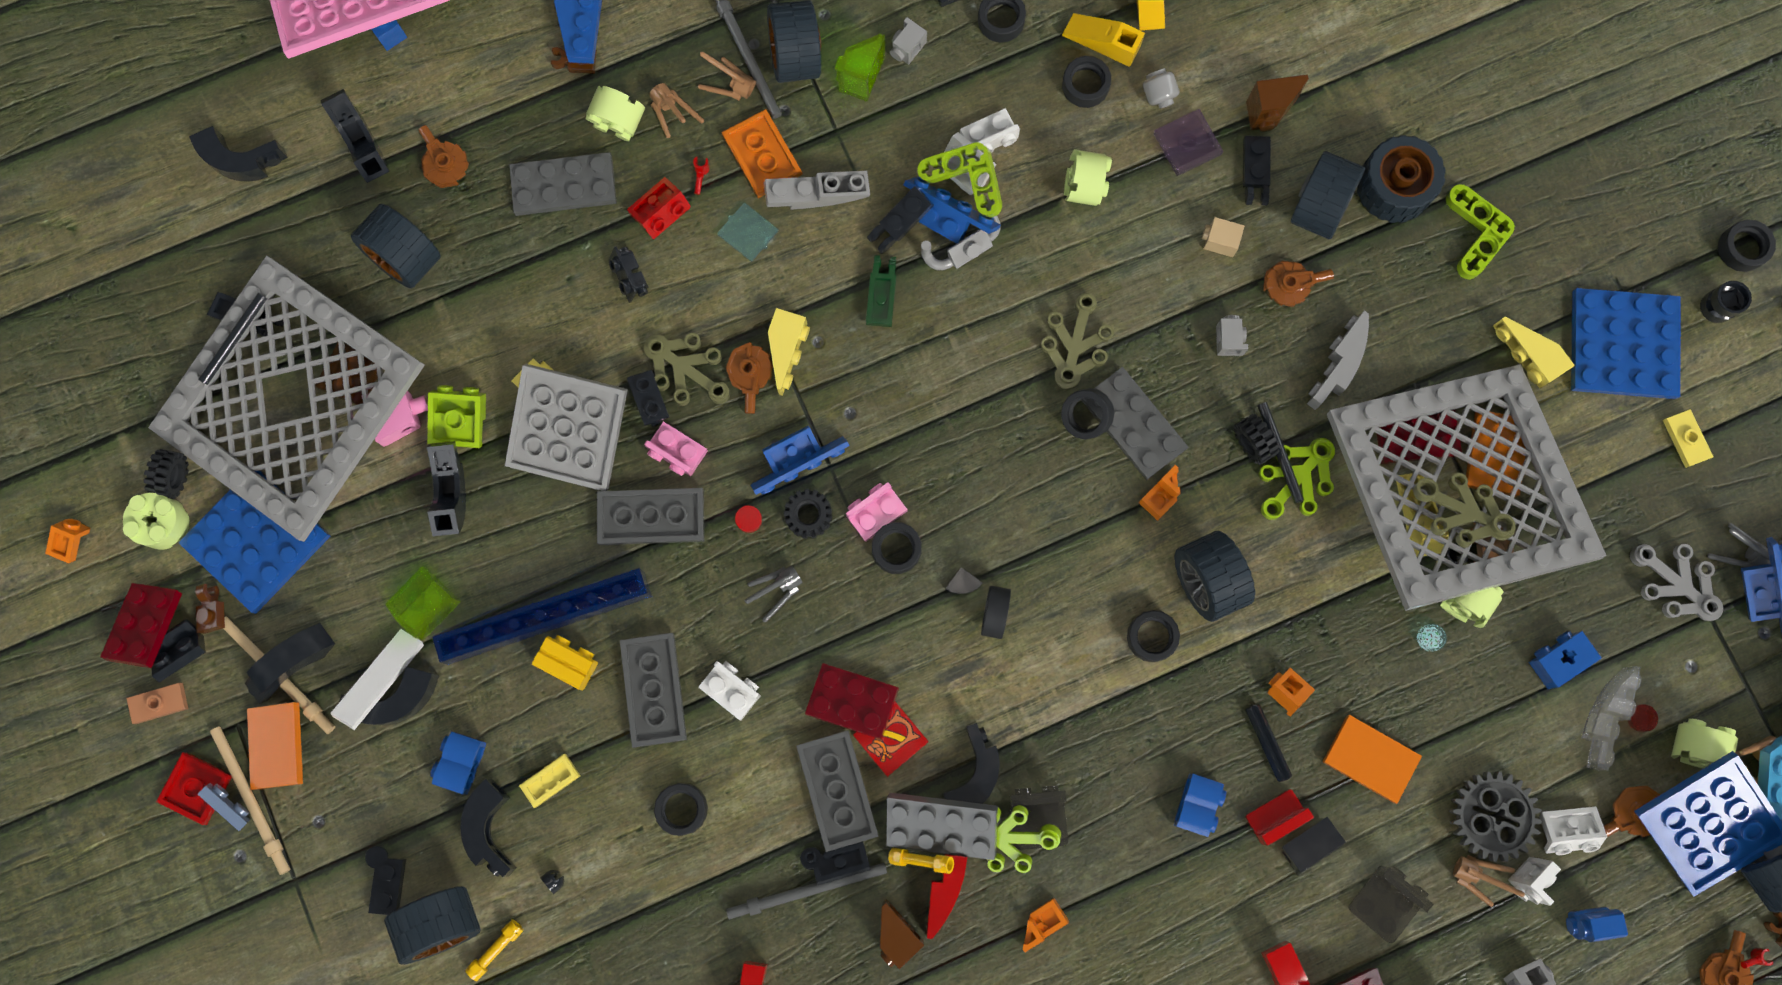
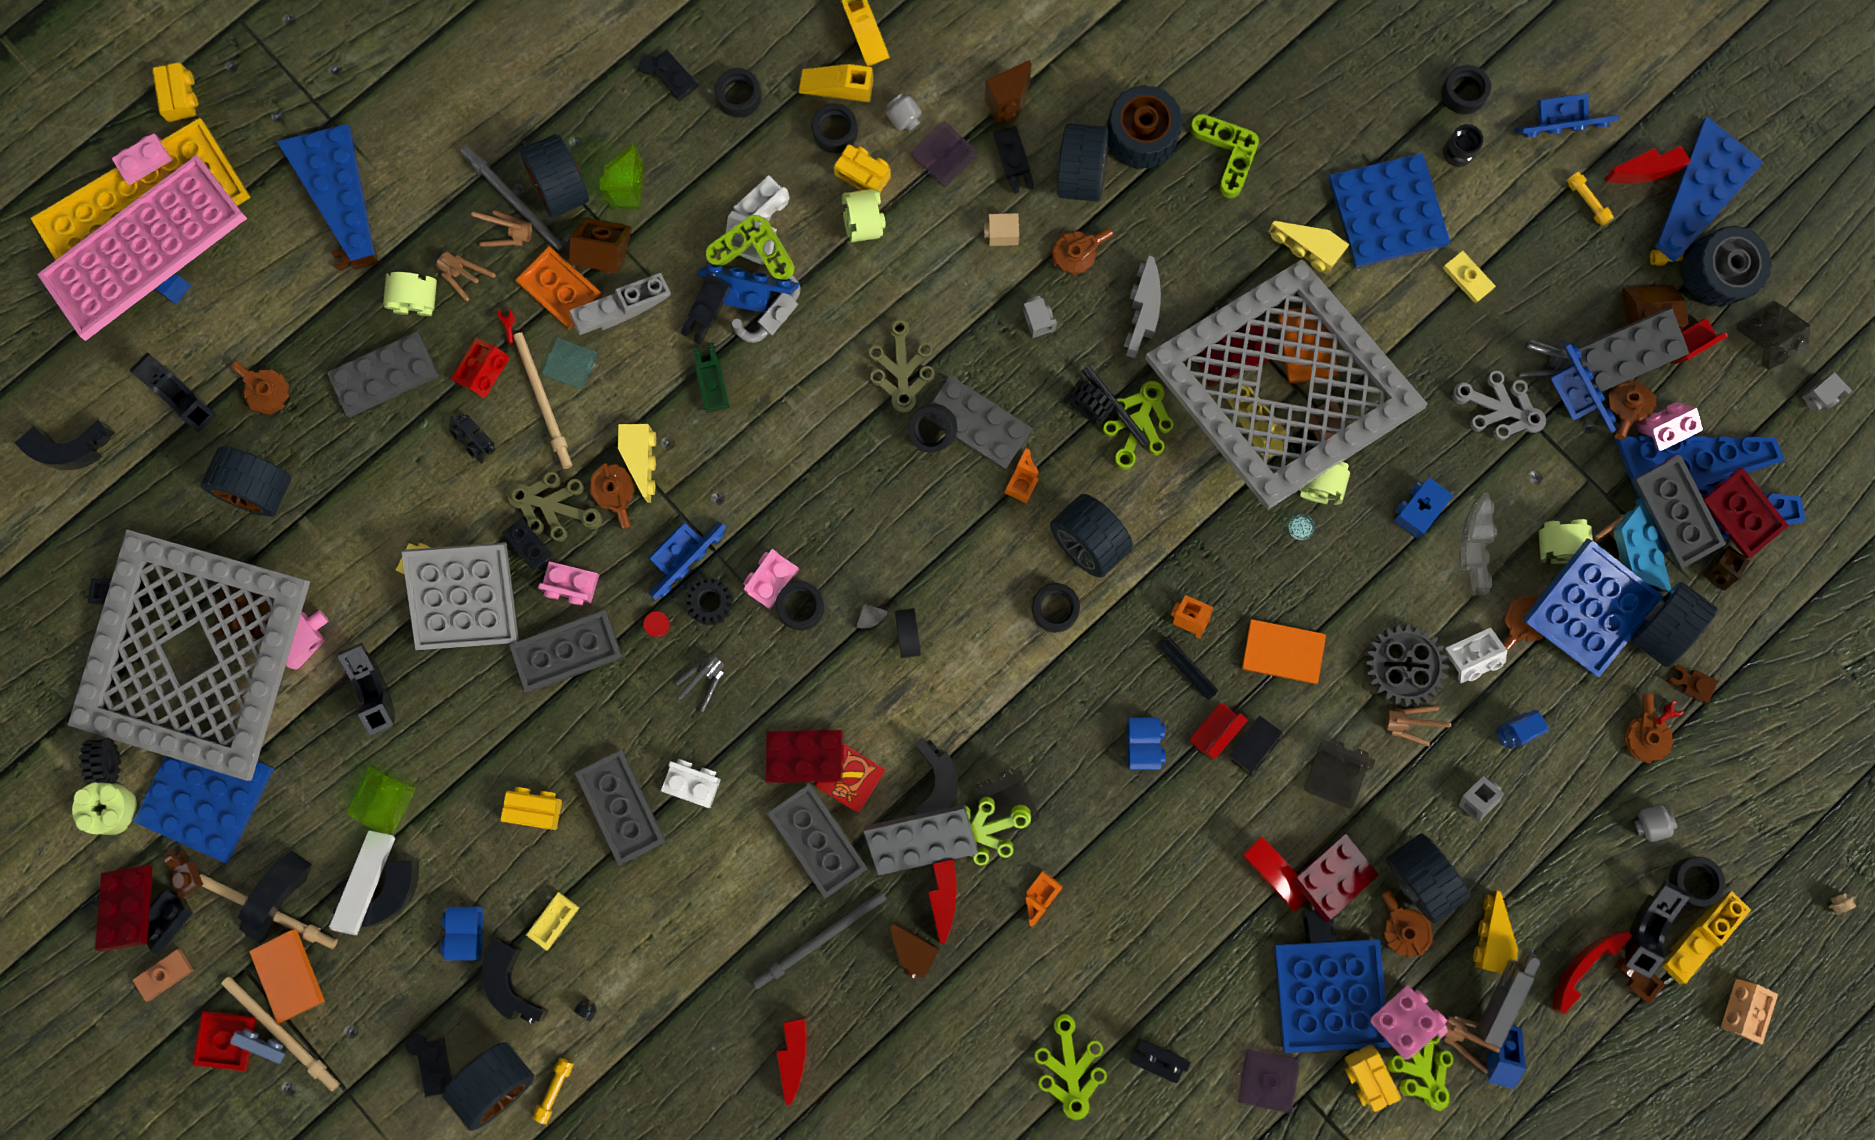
camera: 20 degrees left, 0 degrees up
(65, 539) = (24, 855): orange bracket -> none
(232, 338) = (120, 617): black bar -> none
(456, 416) = (355, 619): lime plate -> none
(541, 617) = (496, 775): clear blue brick -> none
(660, 804) = (662, 902): black tyre -> none
(711, 307) = (558, 442): none -> tan bar
(815, 124) = (599, 245): none -> reddish brown slope
(836, 863) = (838, 905): black hinge -> none
(908, 41) = (660, 142): light grey brick -> none
(939, 863) = (929, 873): yellow bar -> none
(1100, 132) = (862, 170): none -> yellow brick
(1467, 510) = (1293, 403): olive plant -> none
(1533, 877) = (1453, 709): white bracket -> none
(1644, 718) = (1507, 536): clear red tile -> none

